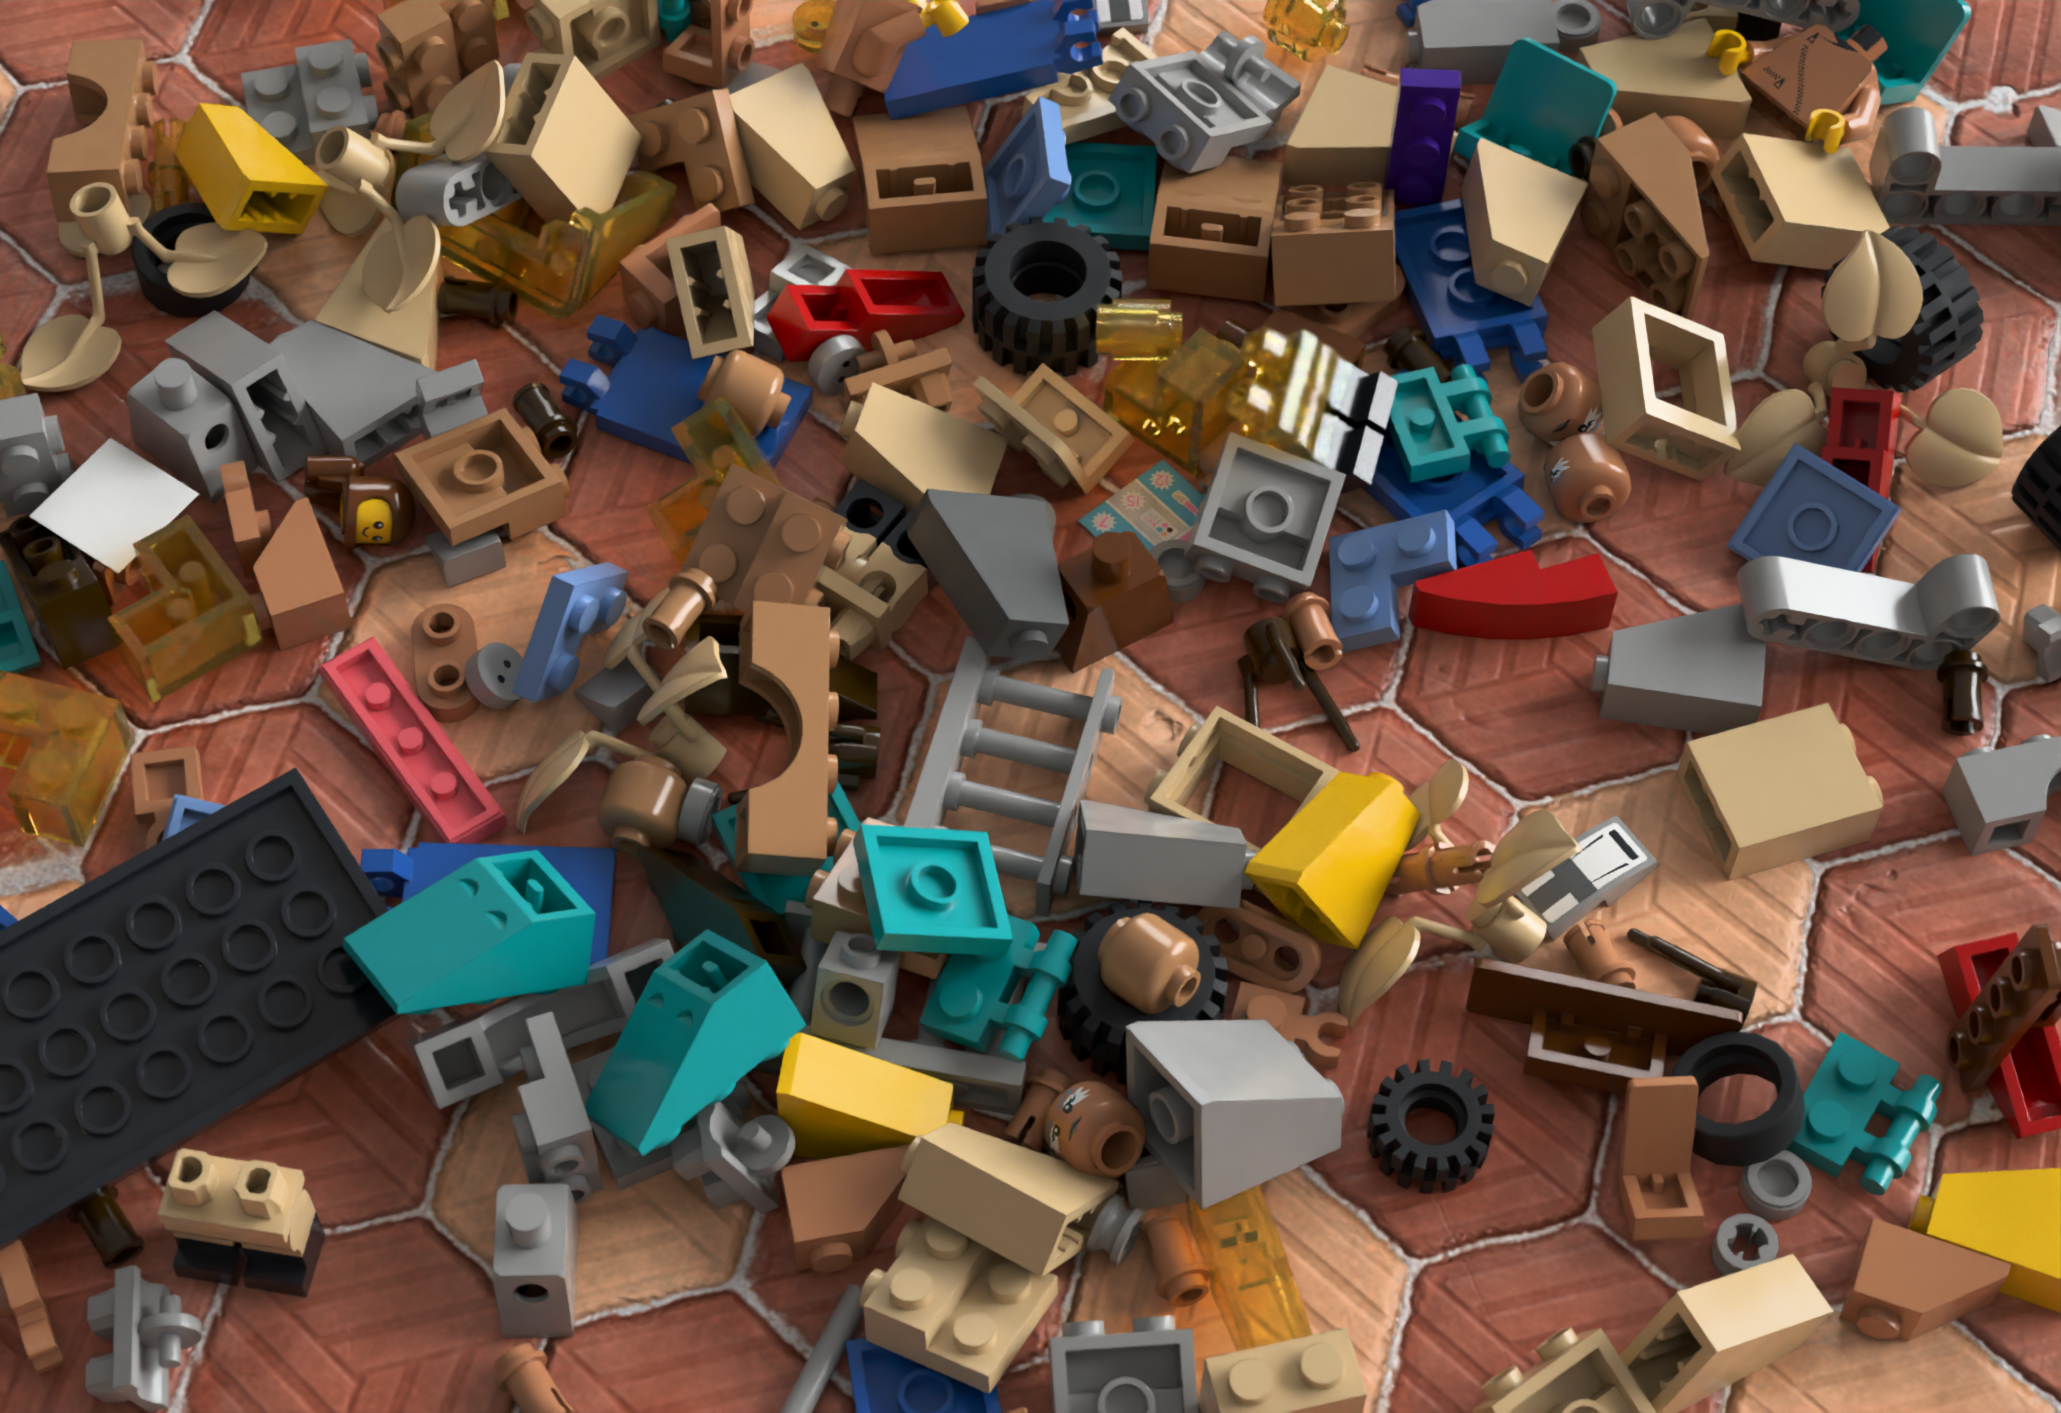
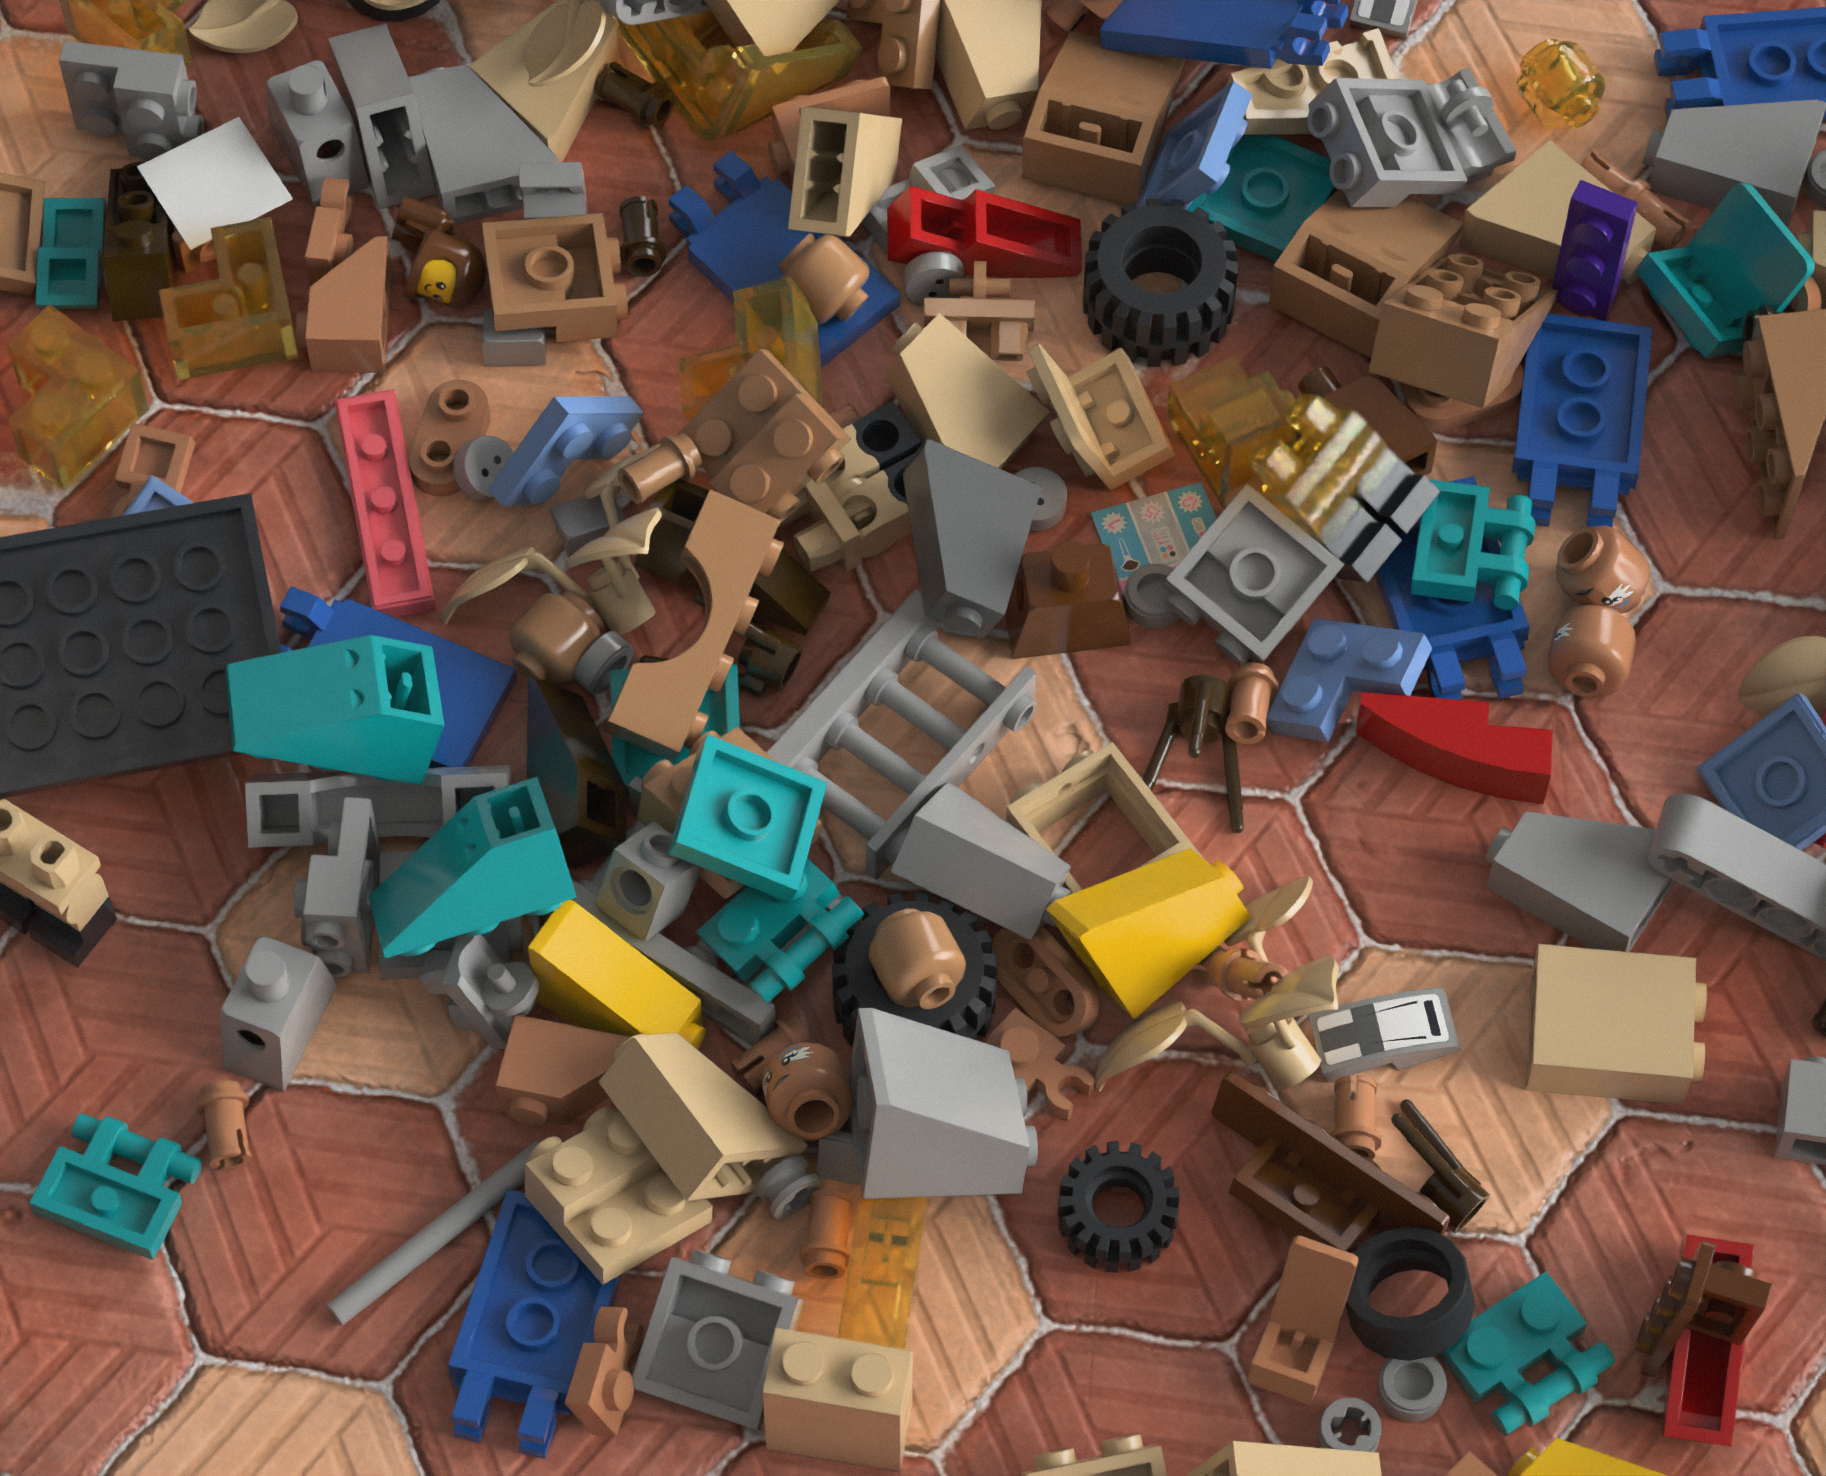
camera: 25 degrees right, 5 degrees up
(1138, 329) = (1216, 348): clear yellow brick -> none
(1409, 351) = (1488, 464): dark brown pin -> none
(1516, 219) = (1656, 369): tan slope -> none
(1634, 420) = (1681, 634): tan window -> none

